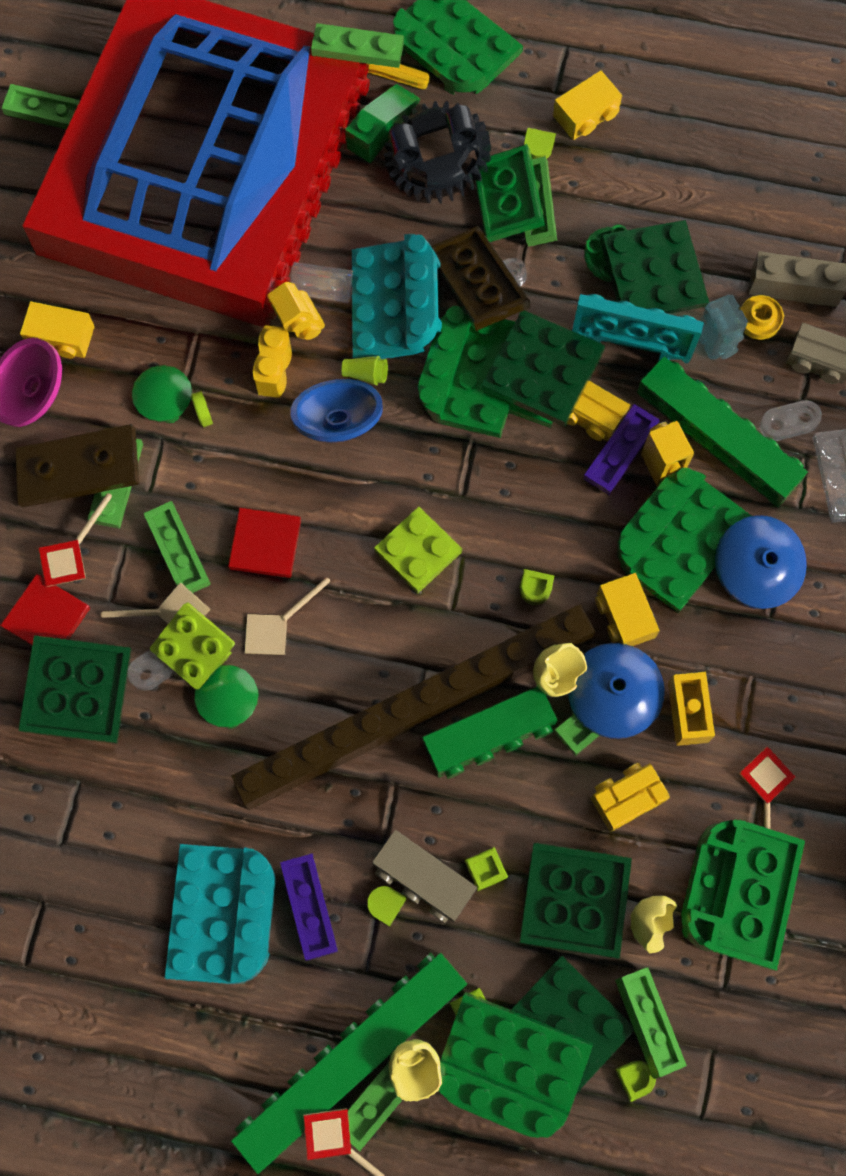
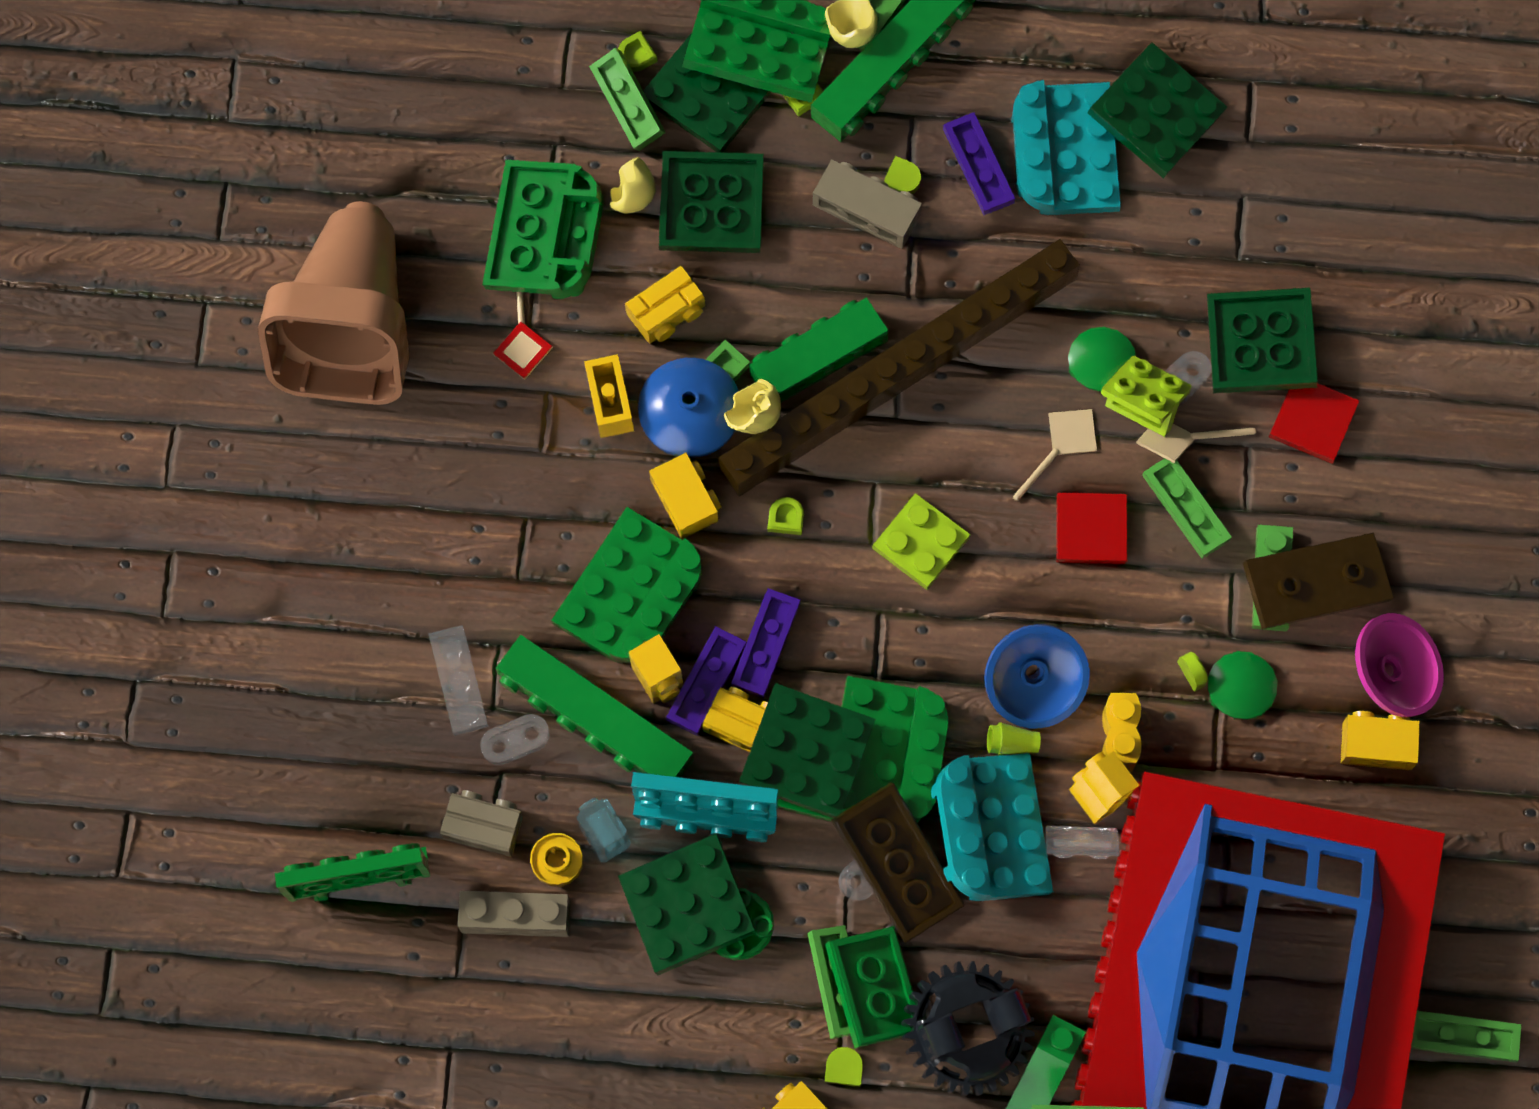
camera: 175 degrees right, 0 degrees up
(64, 560) = (1306, 474): piece -> none
(123, 939) = (1157, 110): none -> dark green plate
(486, 869) = (805, 223): lime tile -> none
(566, 475) = (765, 643): none -> dark purple plate
(743, 563) = (552, 583): blue dish -> none

